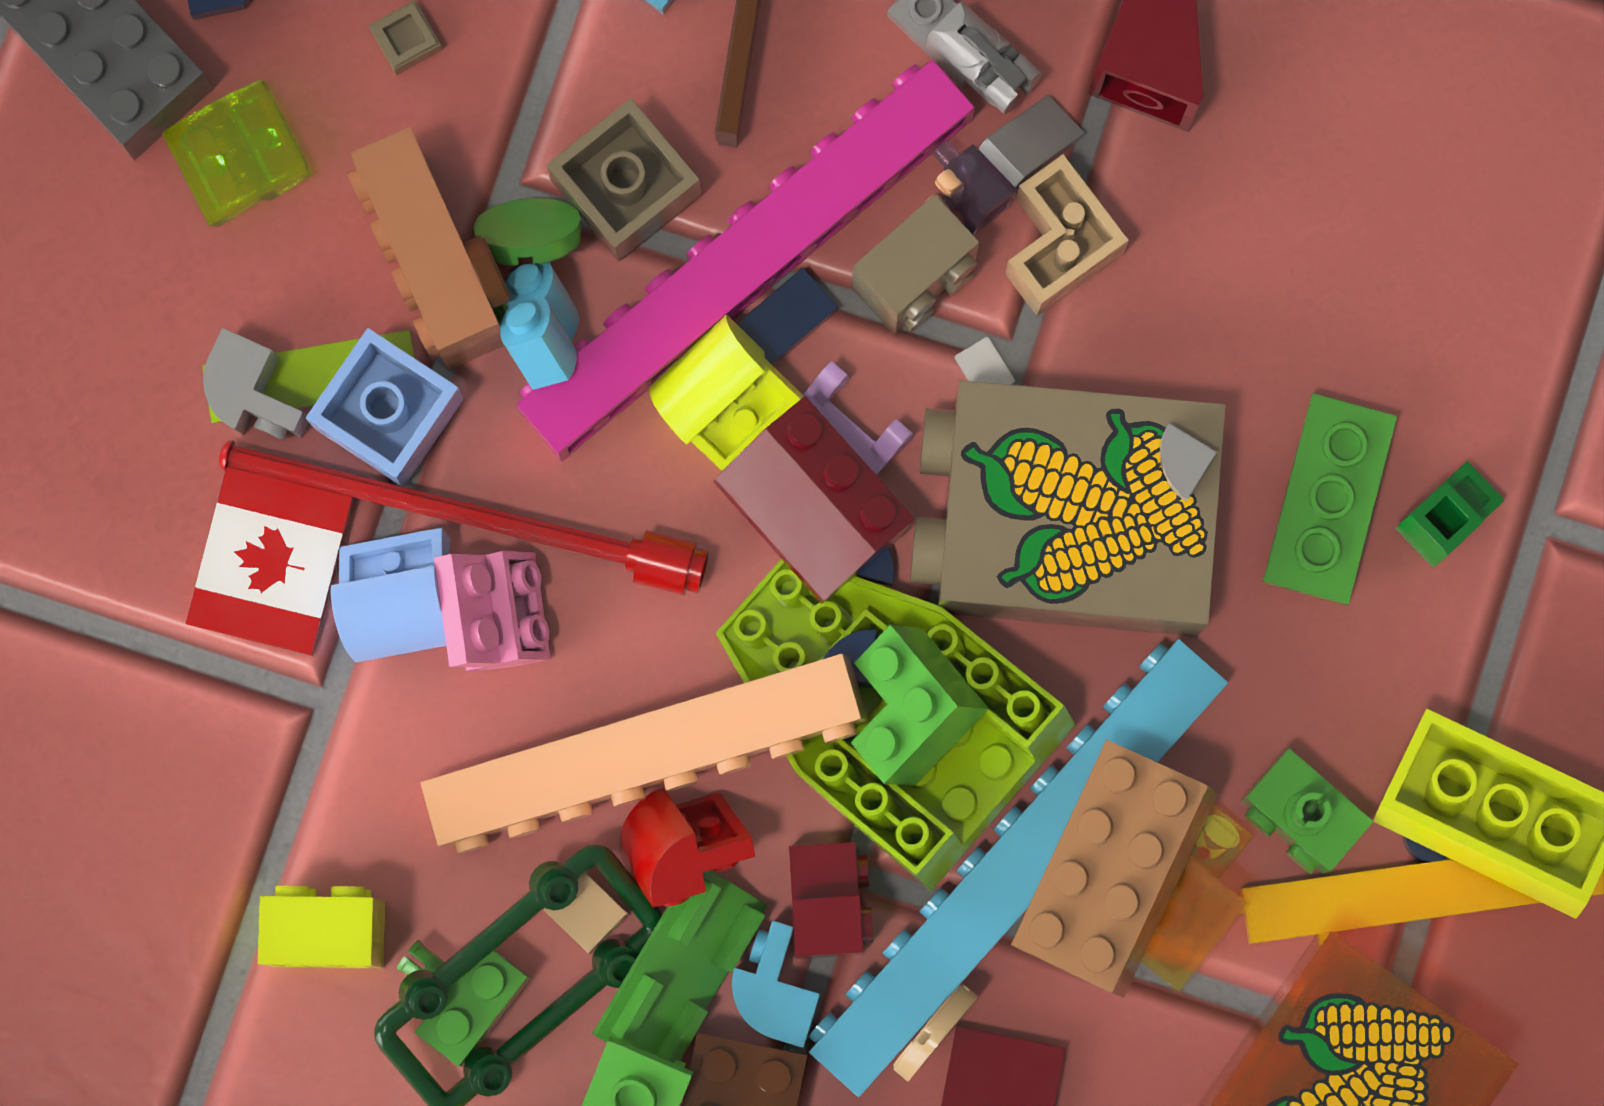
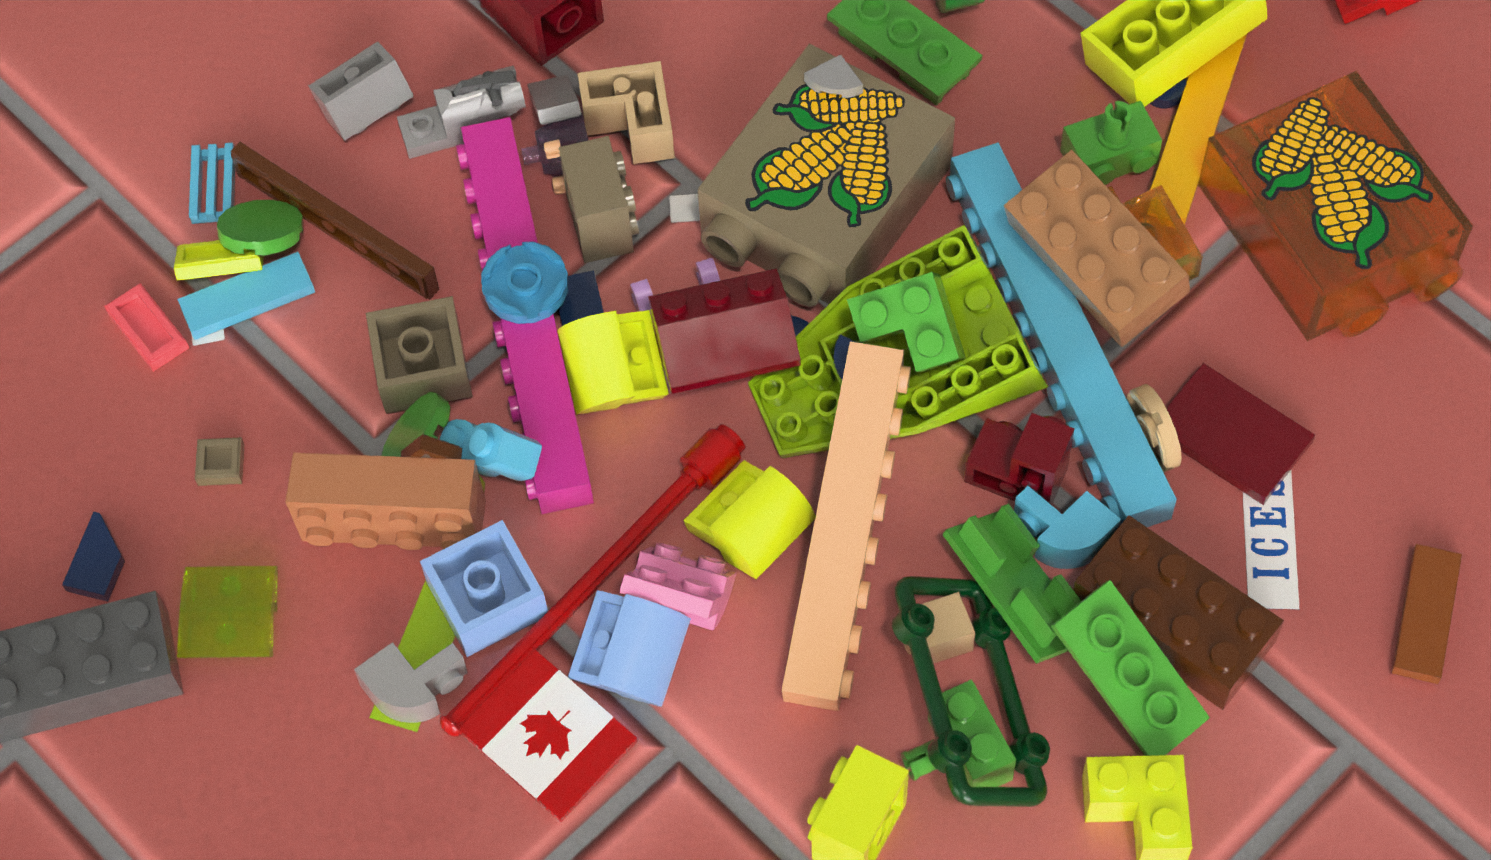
camera: 60 degrees left, 20 degrees down
(614, 642) = (751, 517): none -> neon yellow brick
(673, 844) = (928, 530): red brick -> none
(763, 247) = (524, 282): none -> dark azure tile

